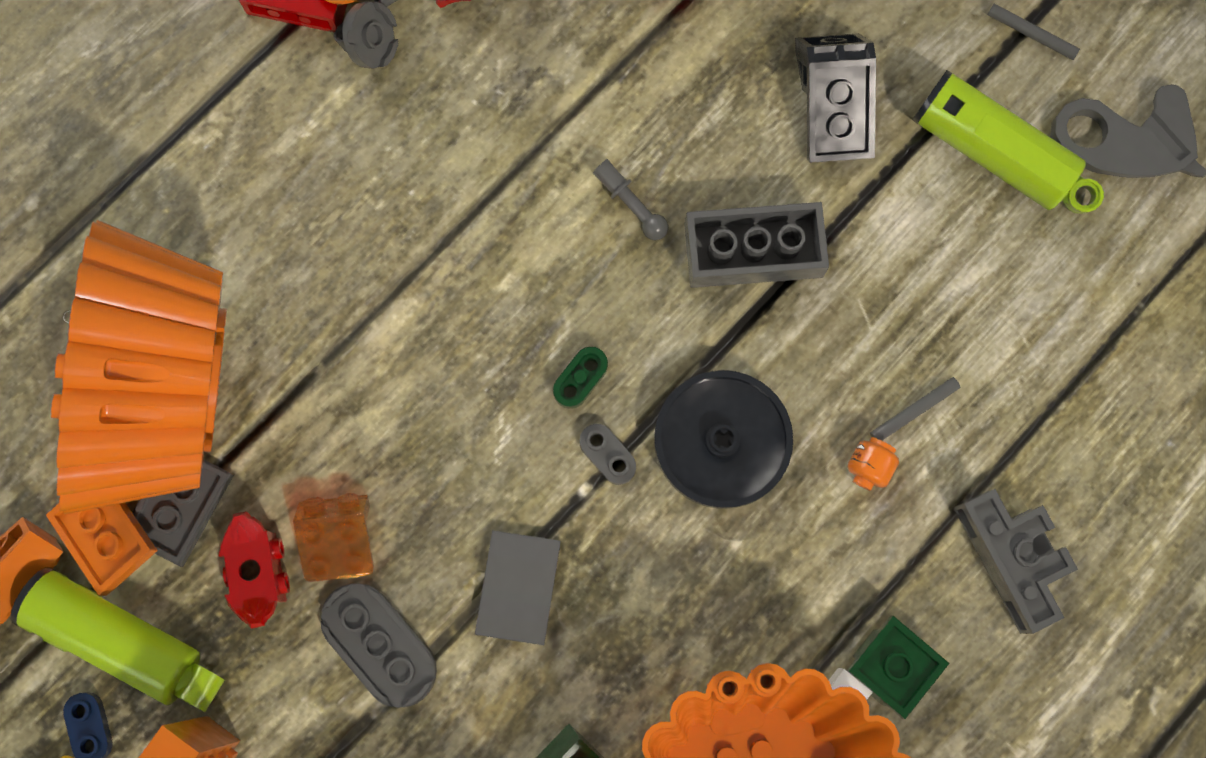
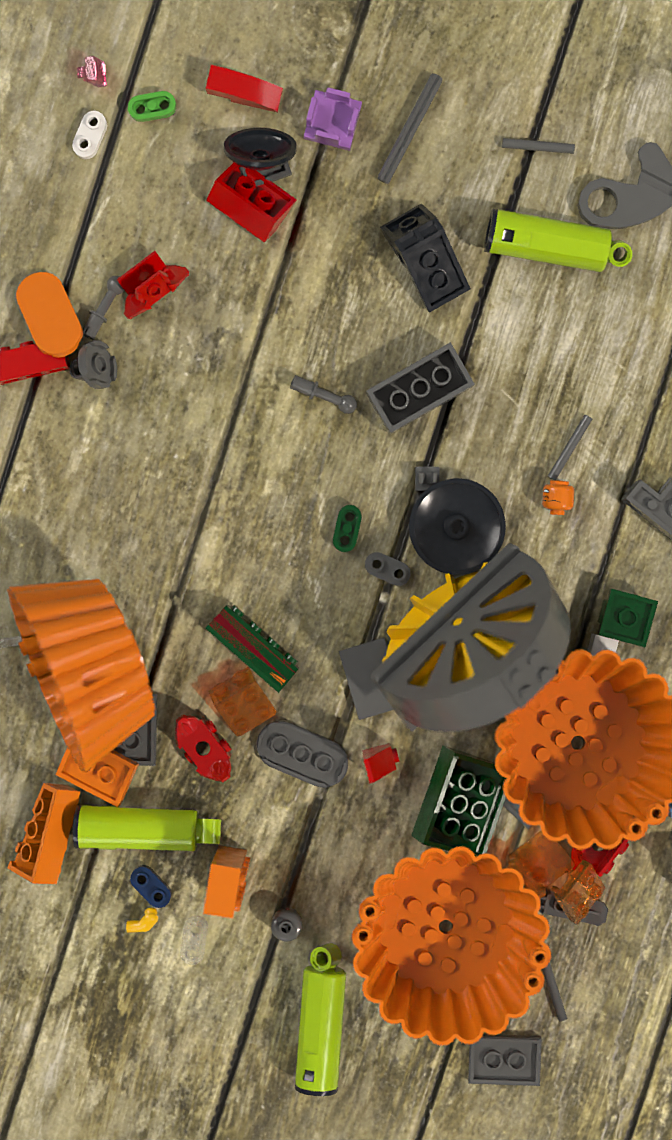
camera: 30 degrees left, 10 degrees up
(382, 470) = (252, 647): none -> dark green slope
(472, 702) = (380, 761): none -> red slope
(675, 601) = (475, 646): none -> dark grey piece
(712, 359) = (426, 477): none -> dark grey tile

